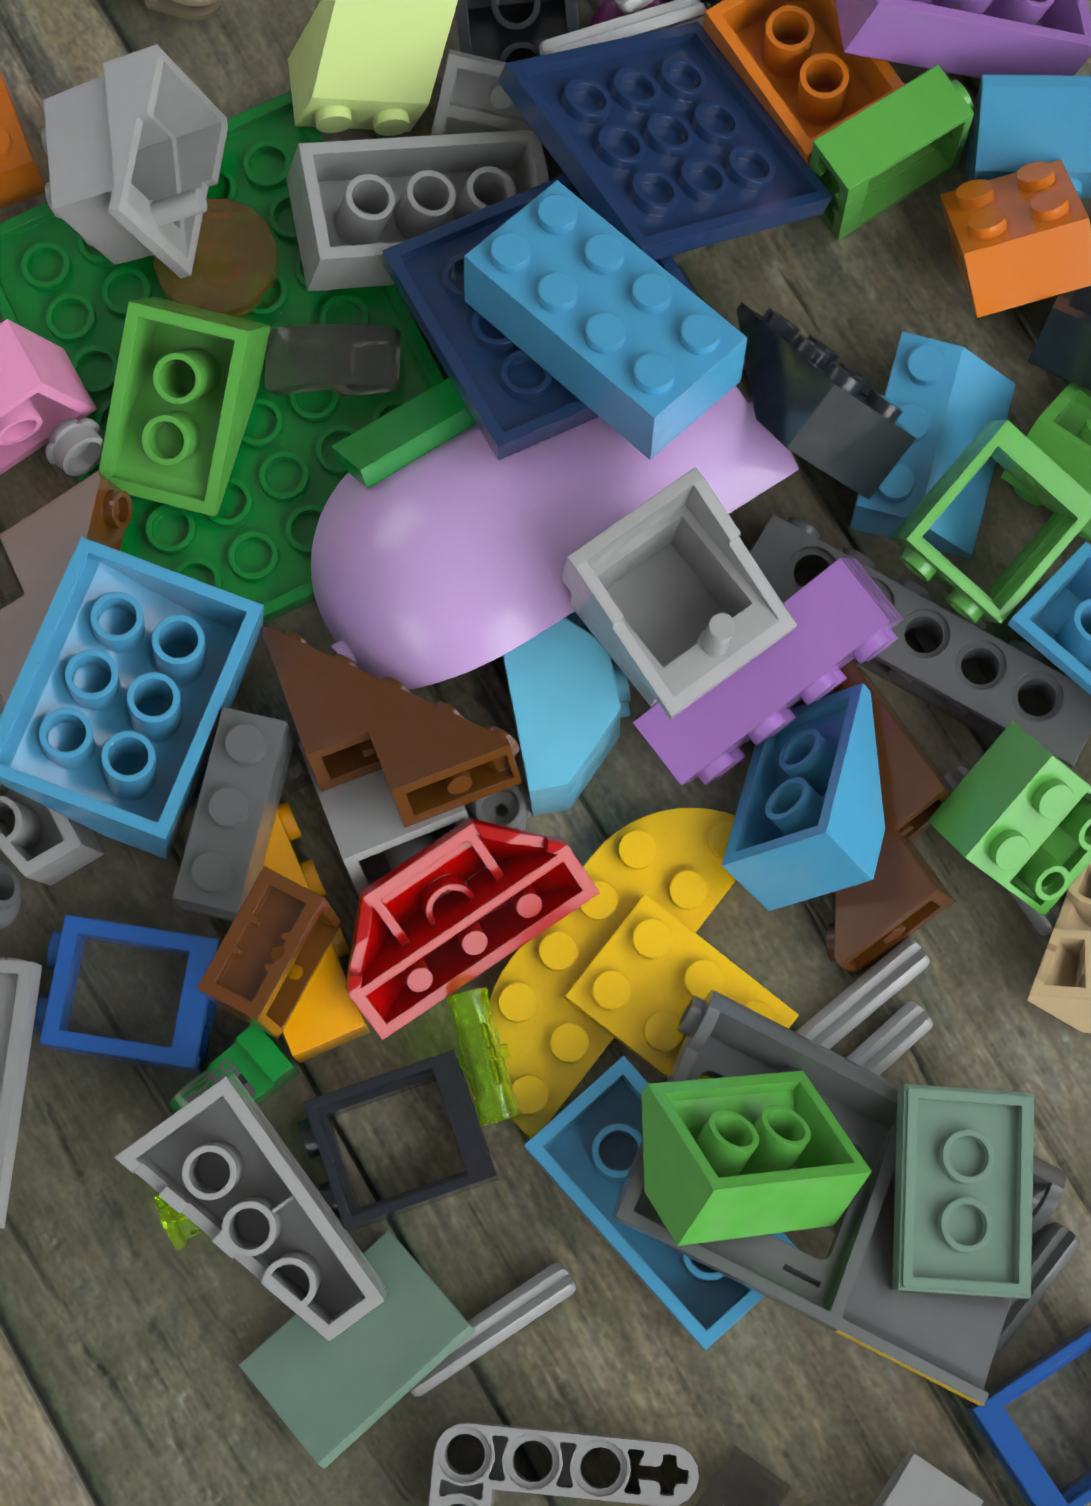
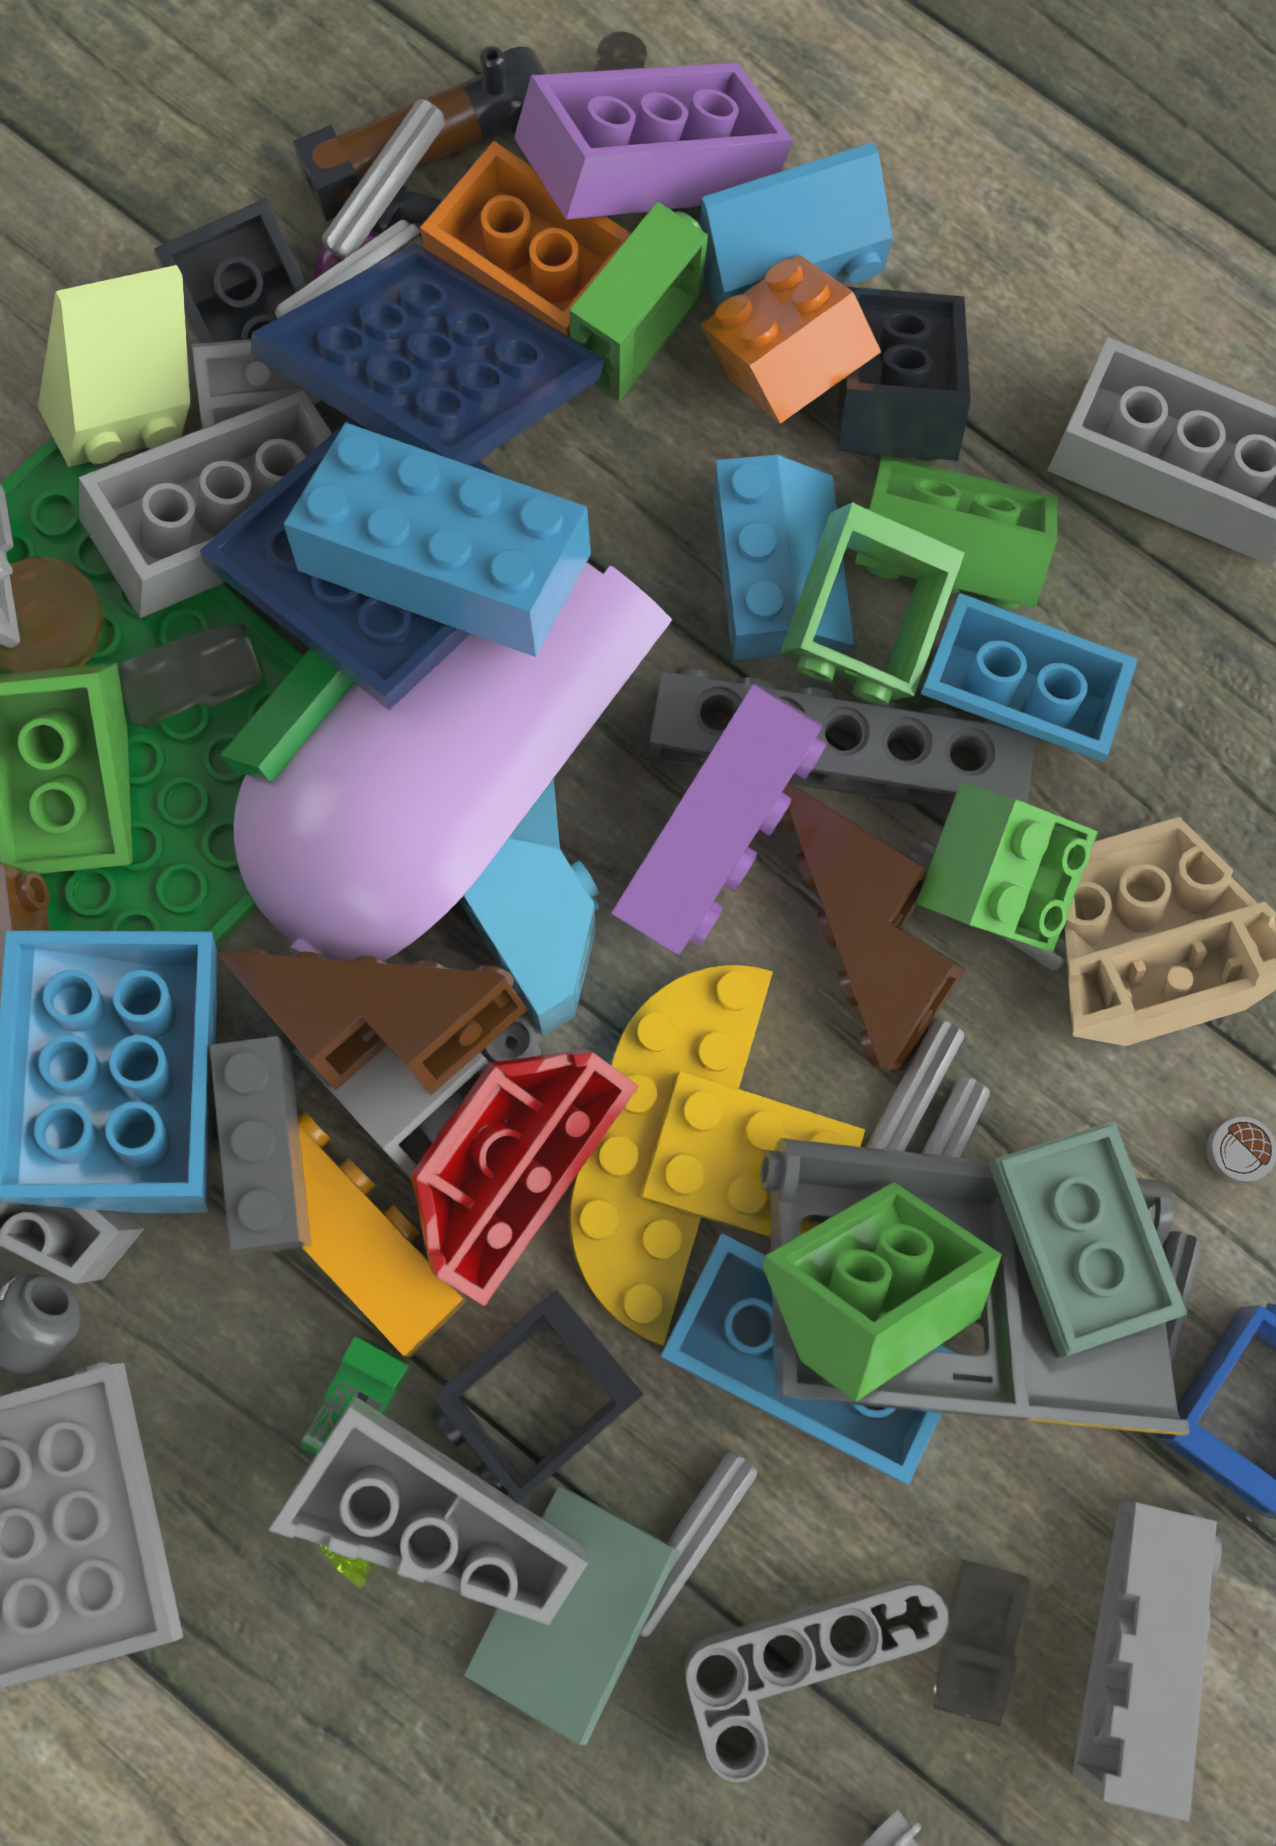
camera: 30 degrees left, 0 degrees up
(195, 1009) = (290, 1345): blue window -> none
(272, 932) = (339, 1267): reddish brown window -> none
(483, 1056) = (587, 1284): clear neon green pin -> none
(676, 595) = (611, 777): light grey piece -> none
(811, 805) = (804, 929): dark azure slope -> none
(820, 405) = (673, 554): black slope -> none

